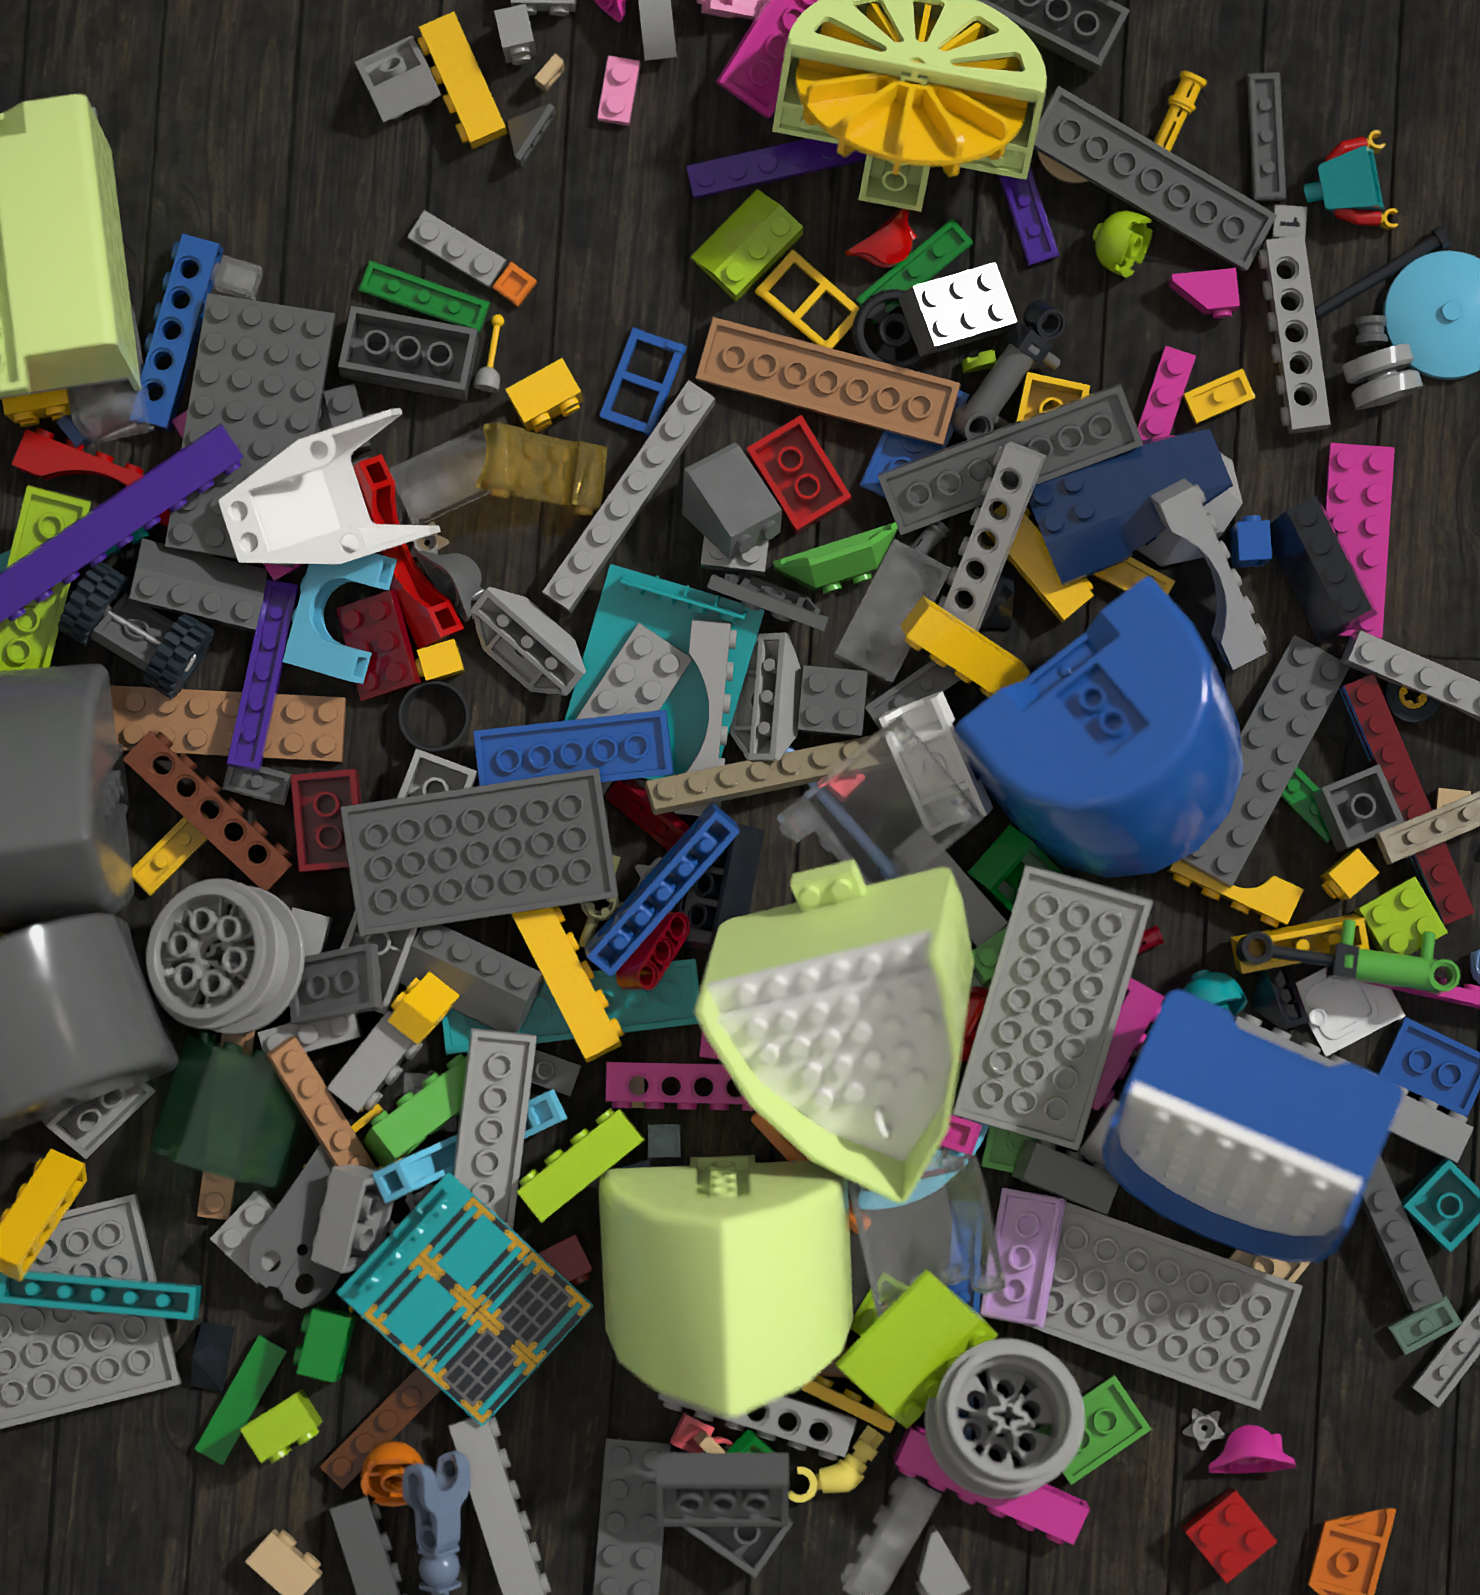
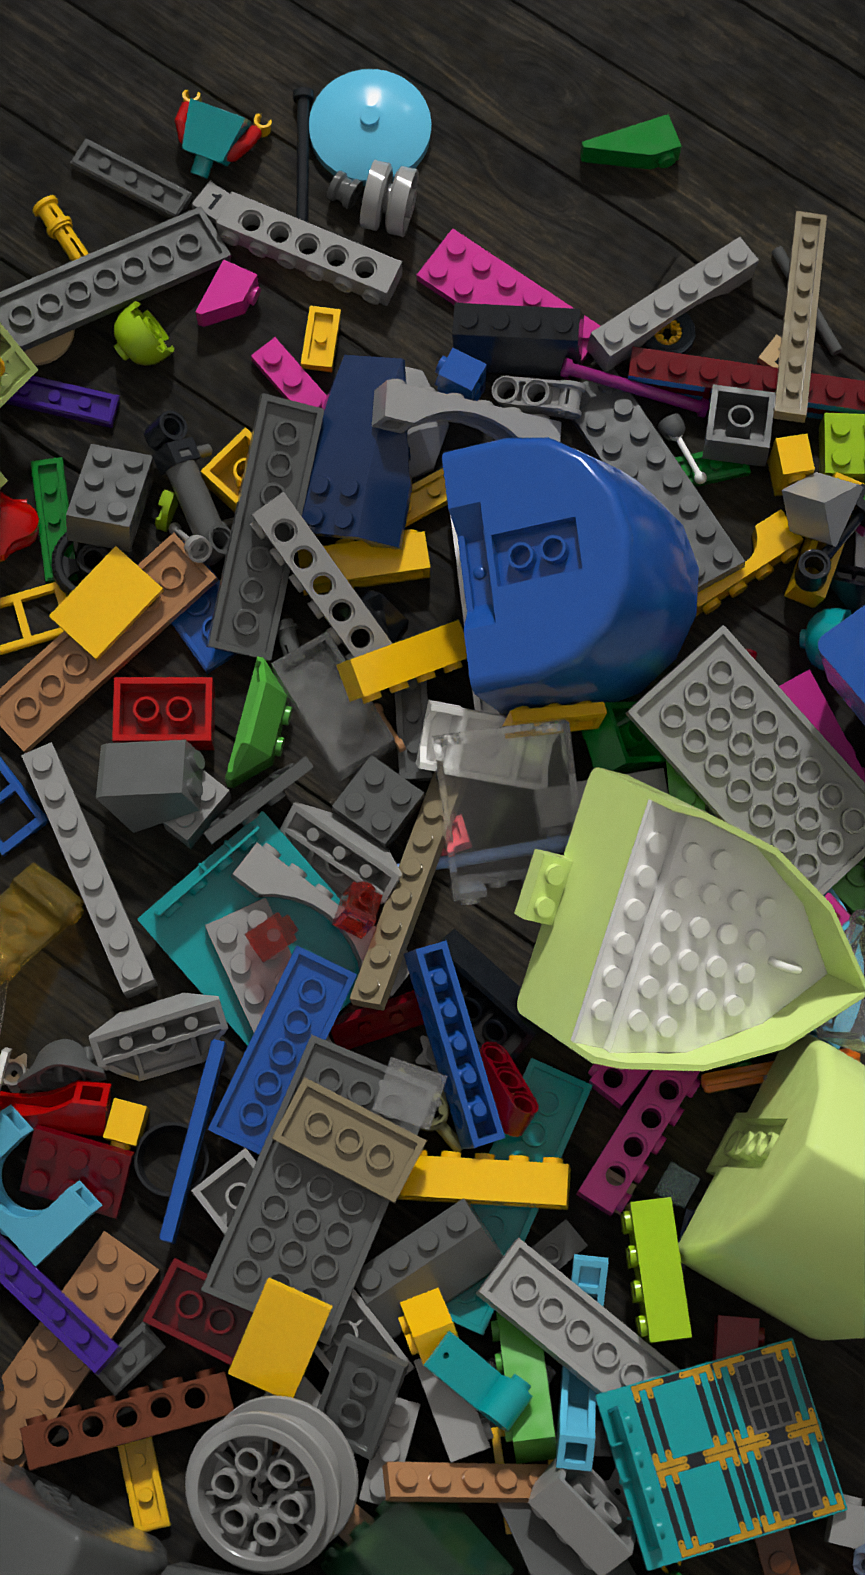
camera: 60 degrees left, 10 degrees down
(340, 894) = (280, 1339): none -> yellow tile
(401, 1072) = (479, 1383): none -> teal door
(456, 725) = (193, 1141): none -> blue tile
(529, 852) = (349, 1140): none -> dark tan plate
(598, 878) = (410, 1093): none -> clear piece
(653, 673) = (263, 946): none -> clear red brick
(726, 741) = (361, 903): none -> clear red brick
(862, 366) = (106, 603): none -> yellow tile
(913, 653) = (398, 741): none -> medium nougat hinge
(953, 410) = (193, 544): none -> light grey hinge
(989, 806) = (580, 716): none -> yellow plate
(1285, 638) = (560, 399): none -> light grey piece
(1318, 922) = (820, 507): none -> light grey slope
(1323, 753) = (672, 429): none -> hinge
(1339, 697) = (634, 387): none -> magenta bar

